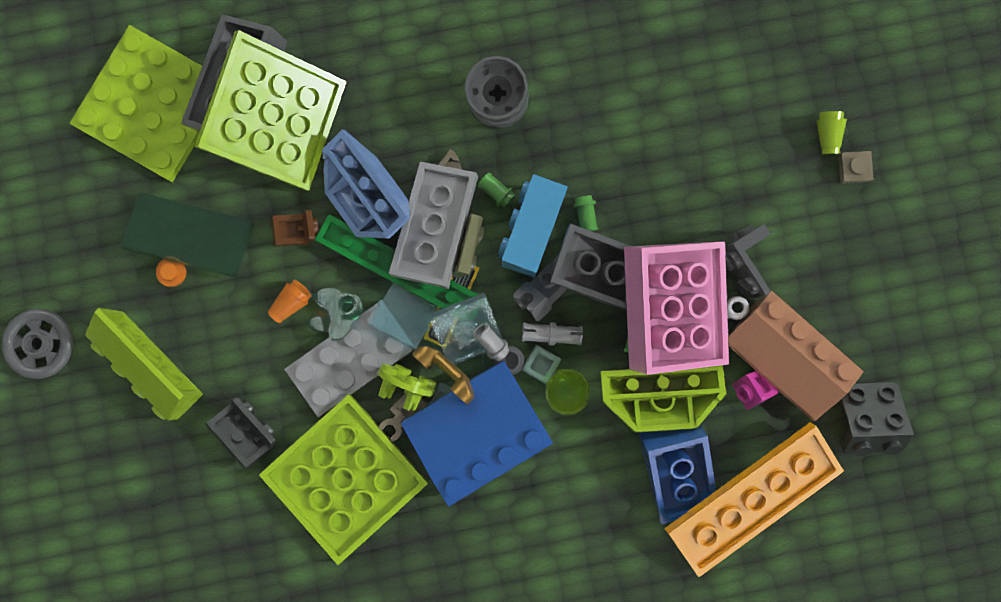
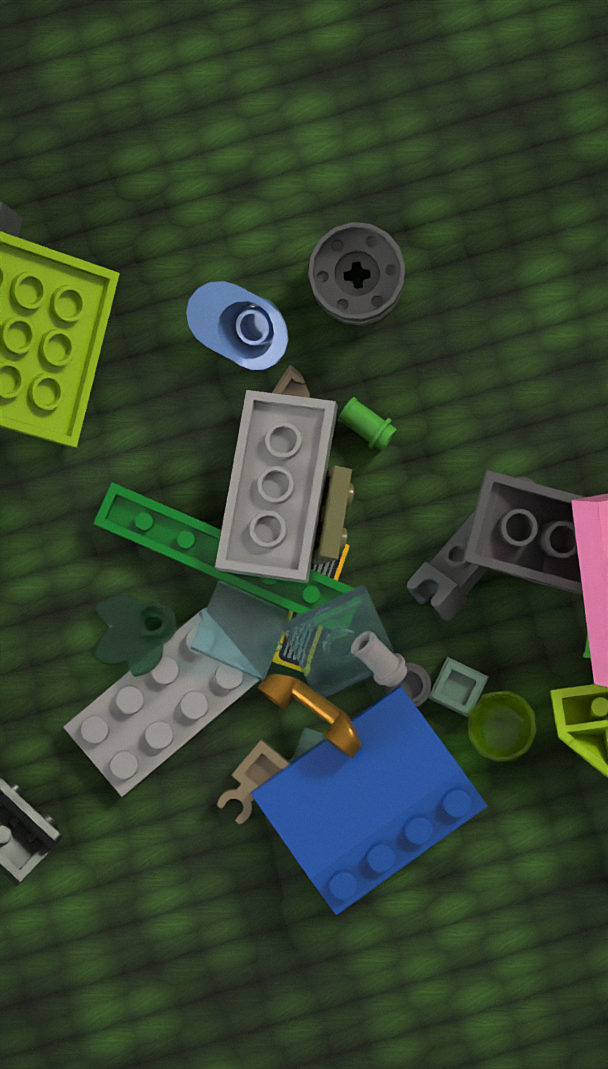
camera: 10 degrees left, 0 degrees up
(290, 300) = (61, 621): orange cone -> none
(294, 229) = (59, 509): reddish brown bracket -> none
(343, 479) = (170, 888): lime plate -> none
(362, 189) = (162, 441): medium blue wedge -> none
(400, 376) = (244, 724): lime plate -> none
(418, 119) = (238, 324): none -> medium blue piece
(532, 225) = (428, 476): dark azure brick -> none
(552, 333) = (470, 639): light grey pin -> none
(586, 212) = (508, 449): bright green pin -> none

